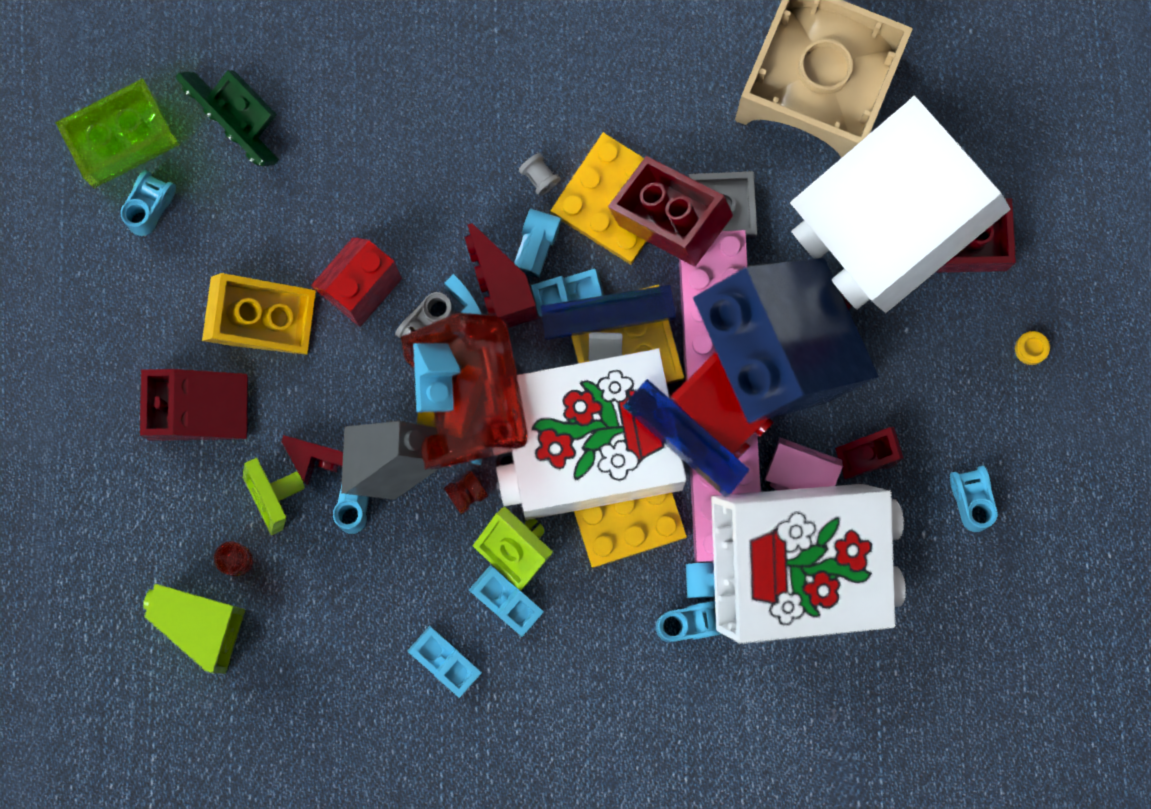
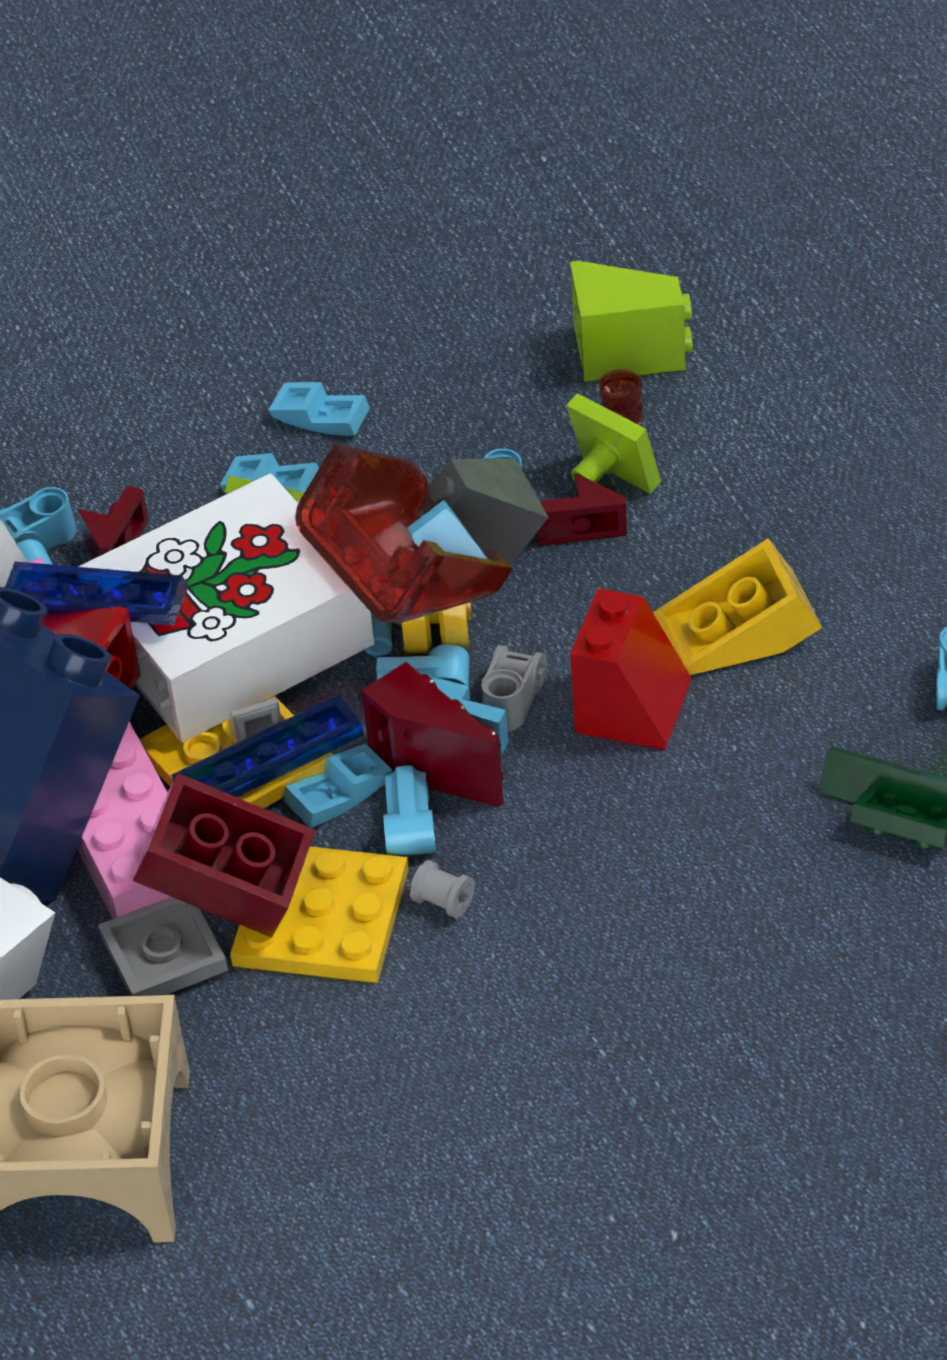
camera: 160 degrees right, 35 degrees down
(193, 405) = (767, 494): dark red slope -> none
(641, 583) = (122, 524): none -> dark red slope

